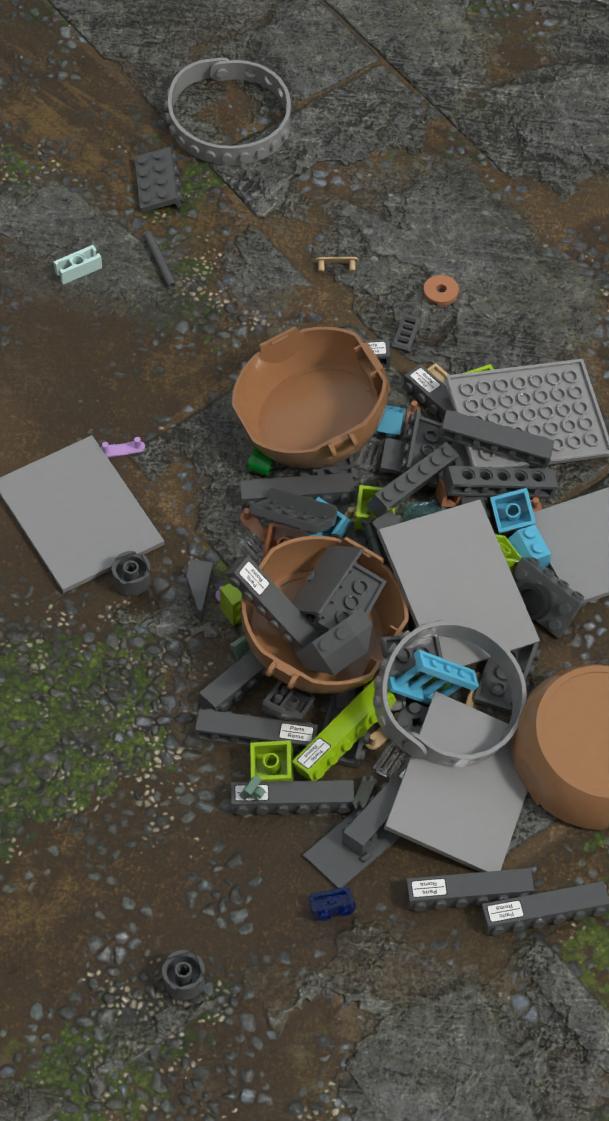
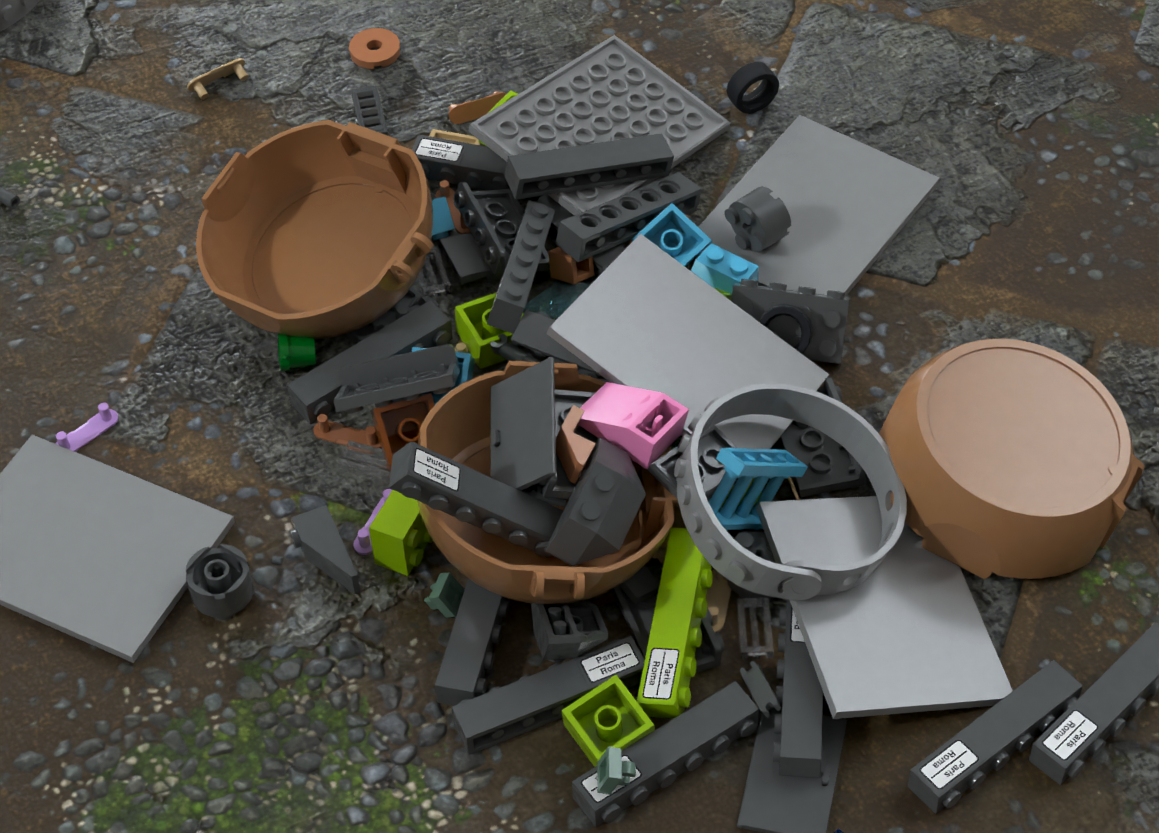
camera: 30 degrees left, 5 degrees down
(343, 605) = (572, 448): none -> nougat slope
(389, 607) = (634, 420): none -> bright pink slope
(470, 363) = (474, 109): none -> nougat piece
(572, 525) = (758, 219): none -> dark grey brick

